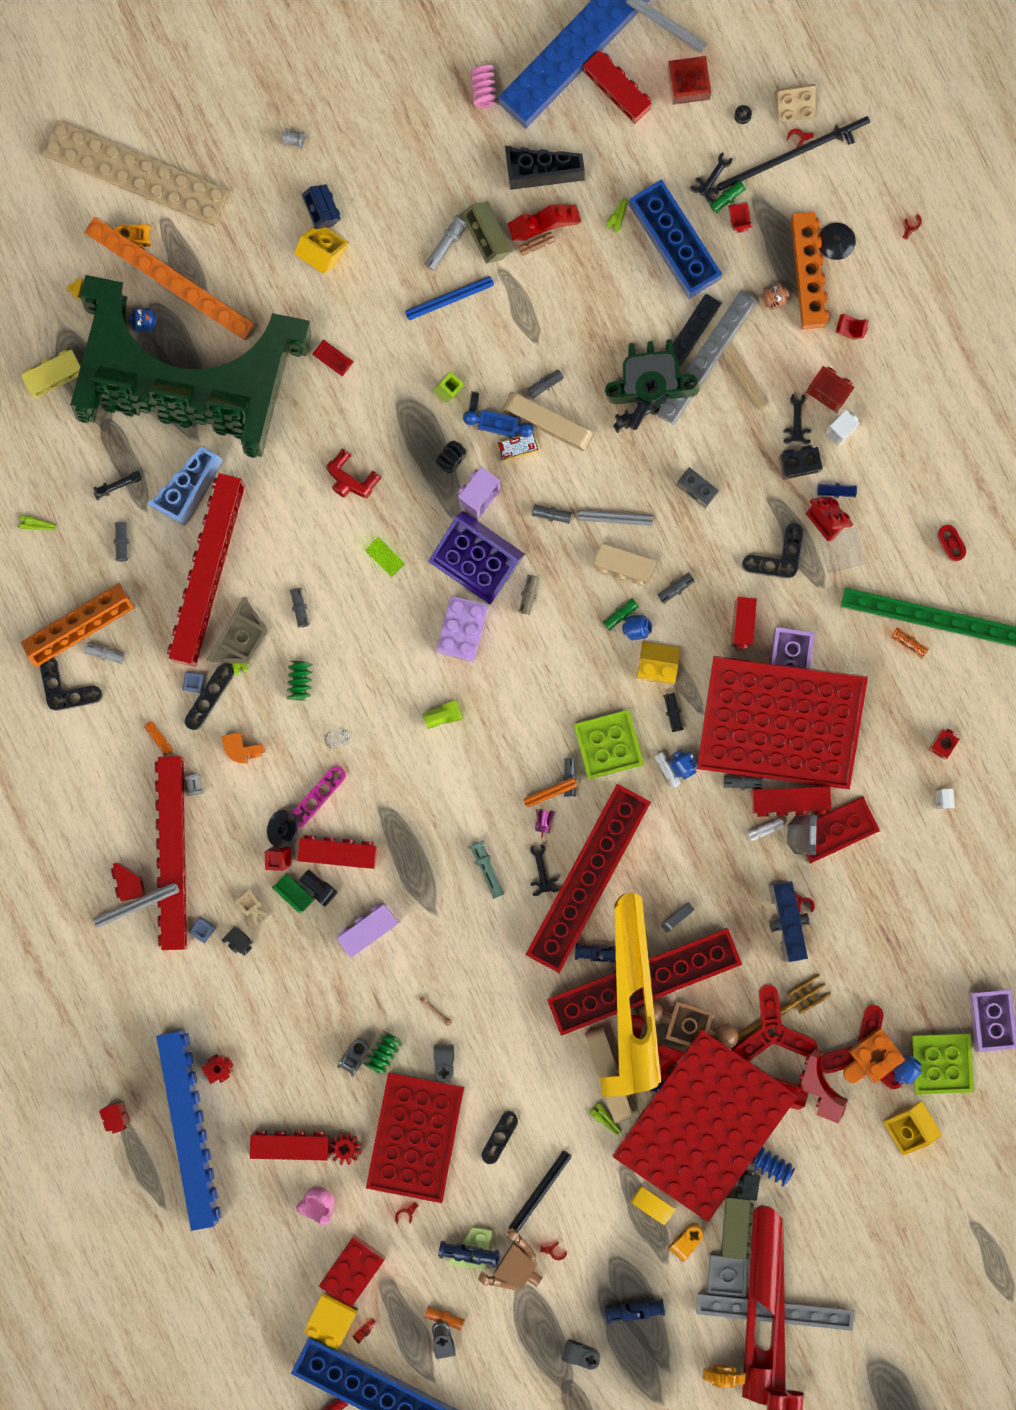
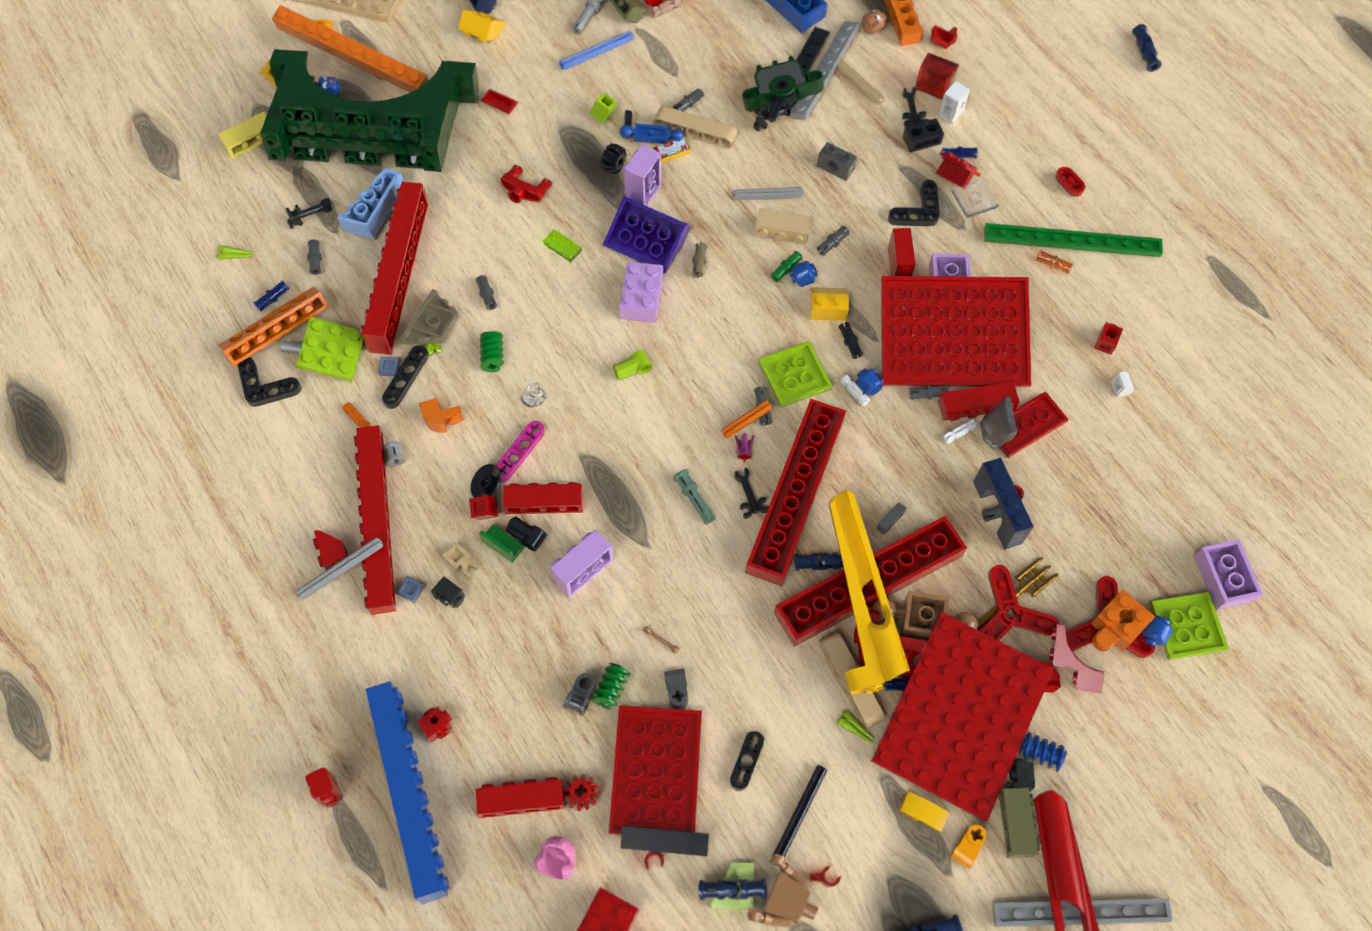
camera: 15 degrees left, 20 degrees down
(75, 584) = (271, 296): none -> clear blue pin
(135, 659) = (330, 349): none -> lime plate
(414, 1202) = (664, 840): none -> black tile
(551, 514) = (710, 195): dark grey pin -> none
(727, 1276) = (1020, 879): light grey tile -> none
(912, 1128) = (1176, 694): yellow slope -> none

